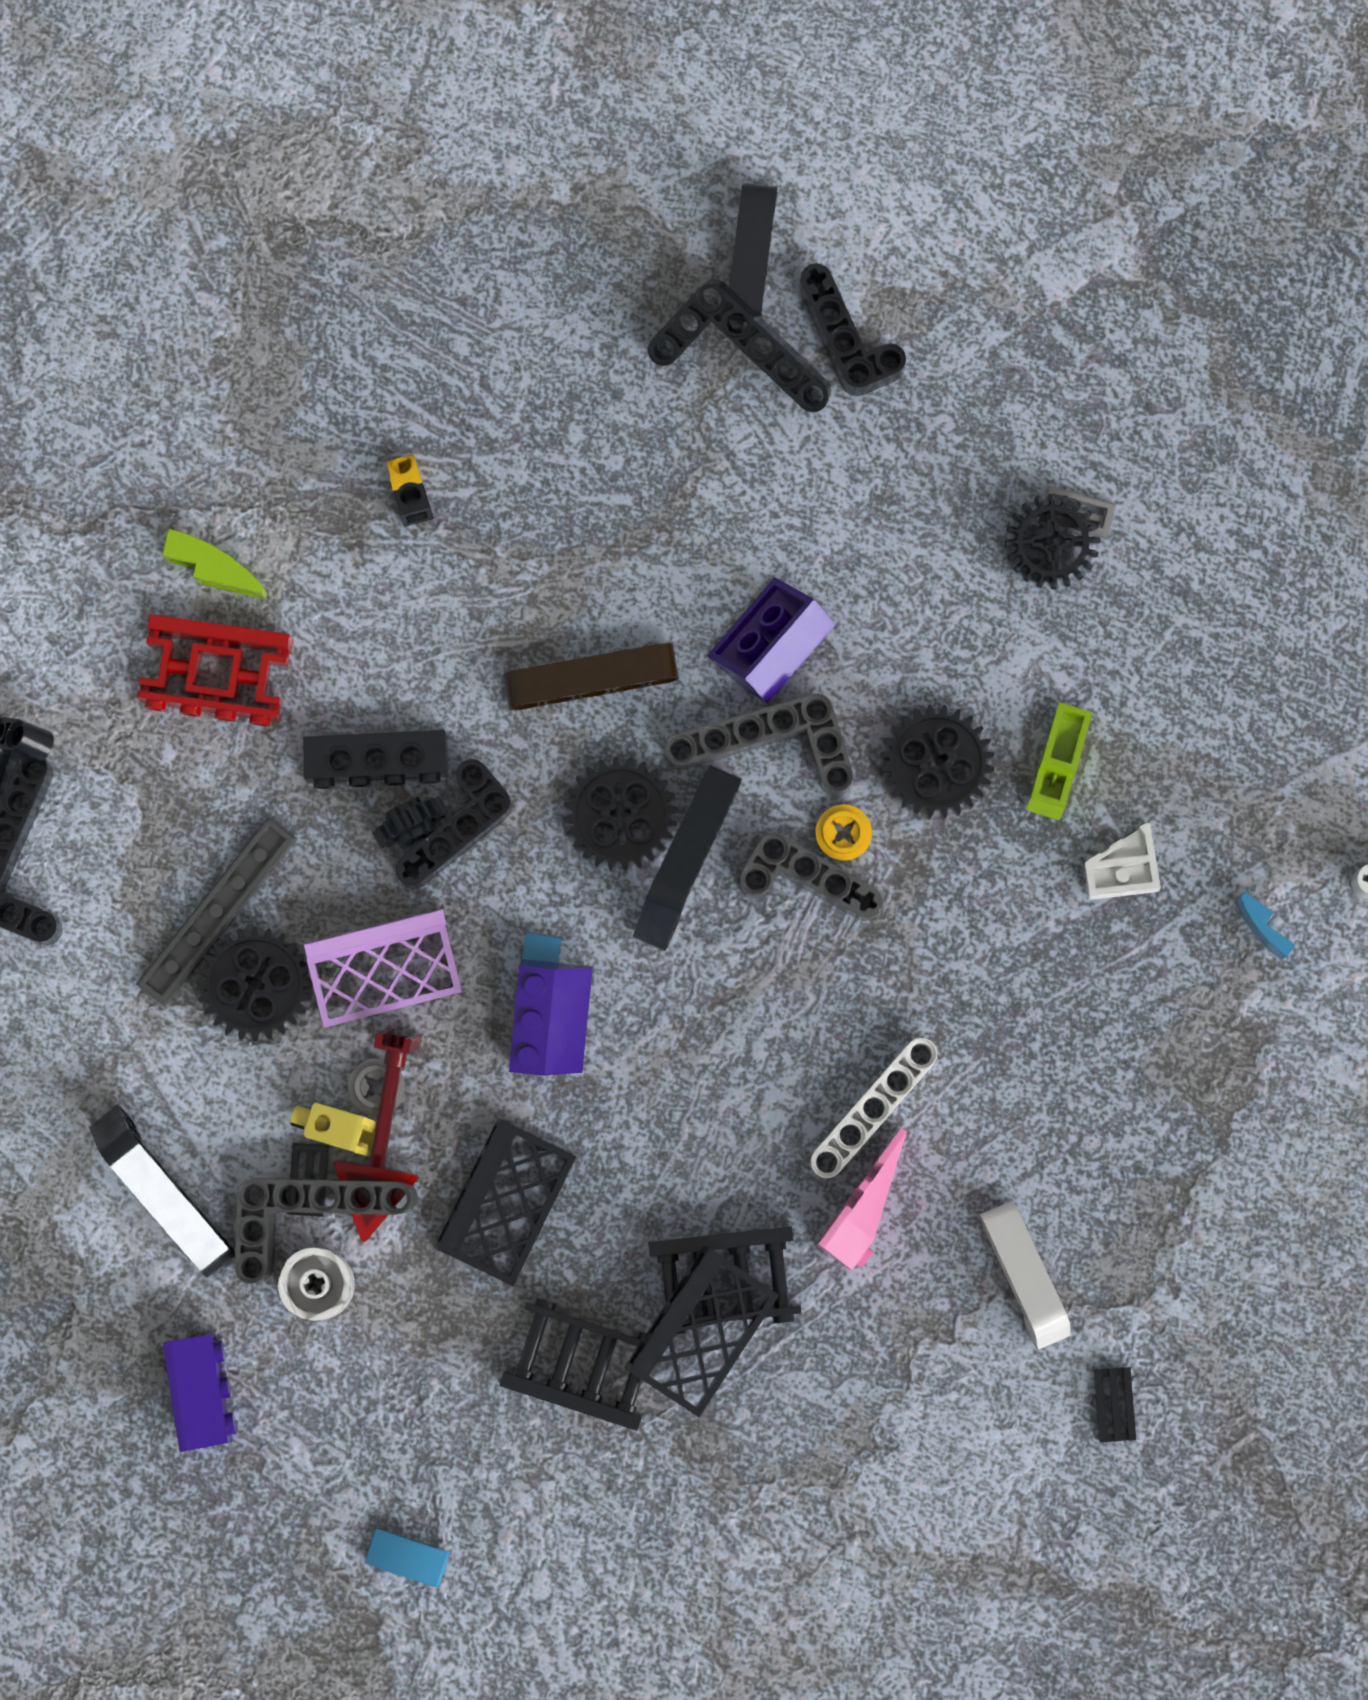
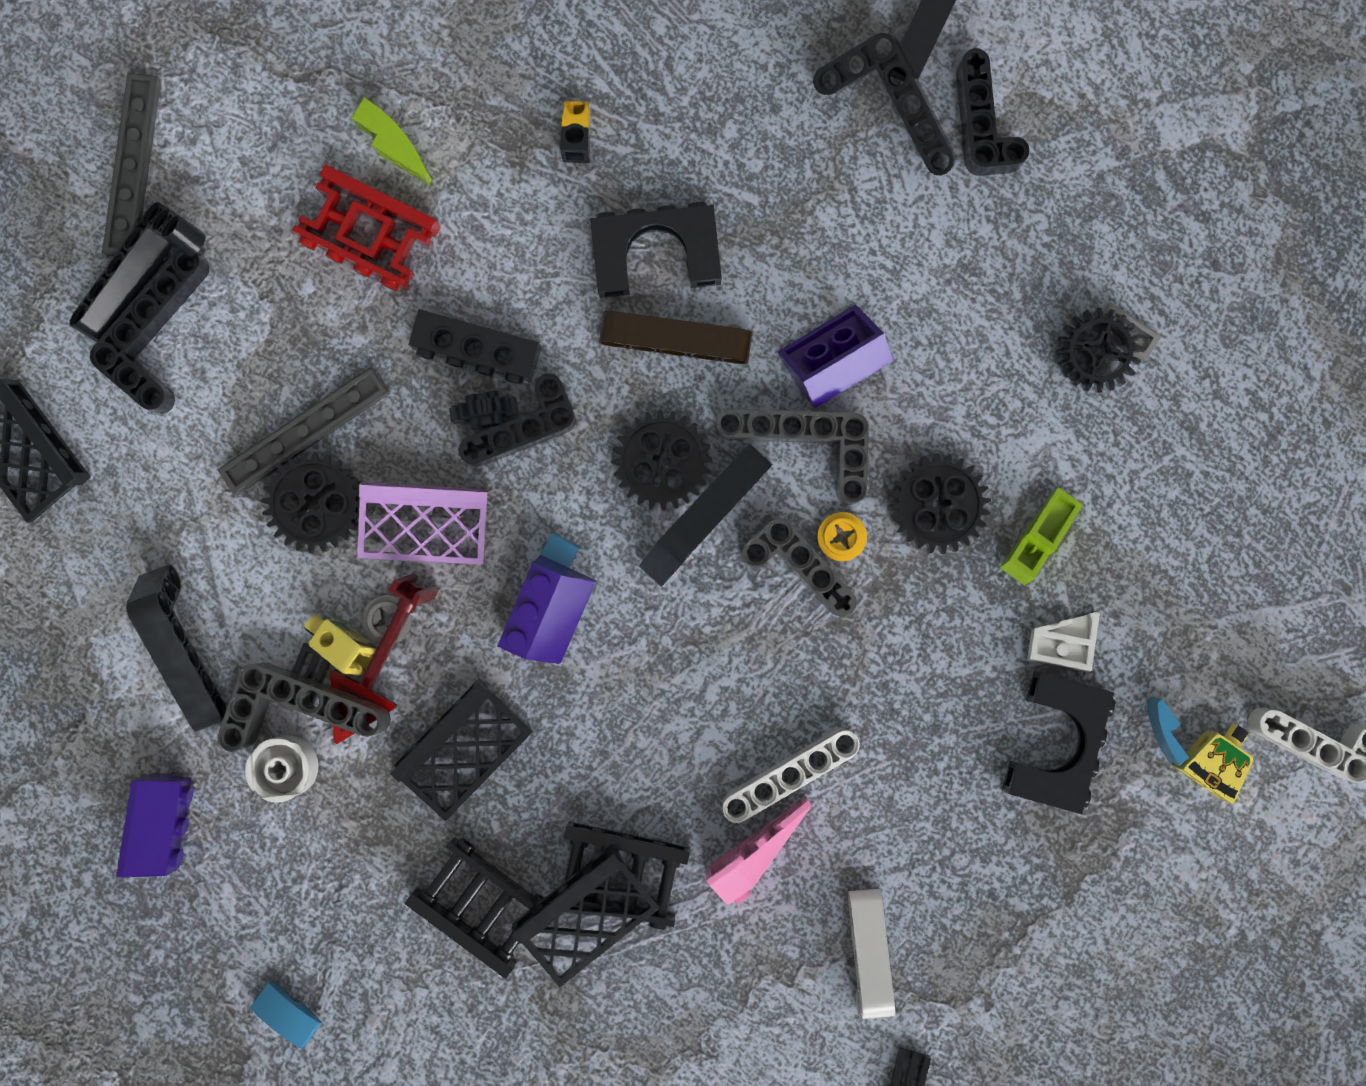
camera: 20 degrees right, 5 degrees up
(569, 551) = (691, 226): none -> black arch
(1171, 930) = (1069, 784): none -> black arch
(1331, 941) = (1219, 762): none -> torso

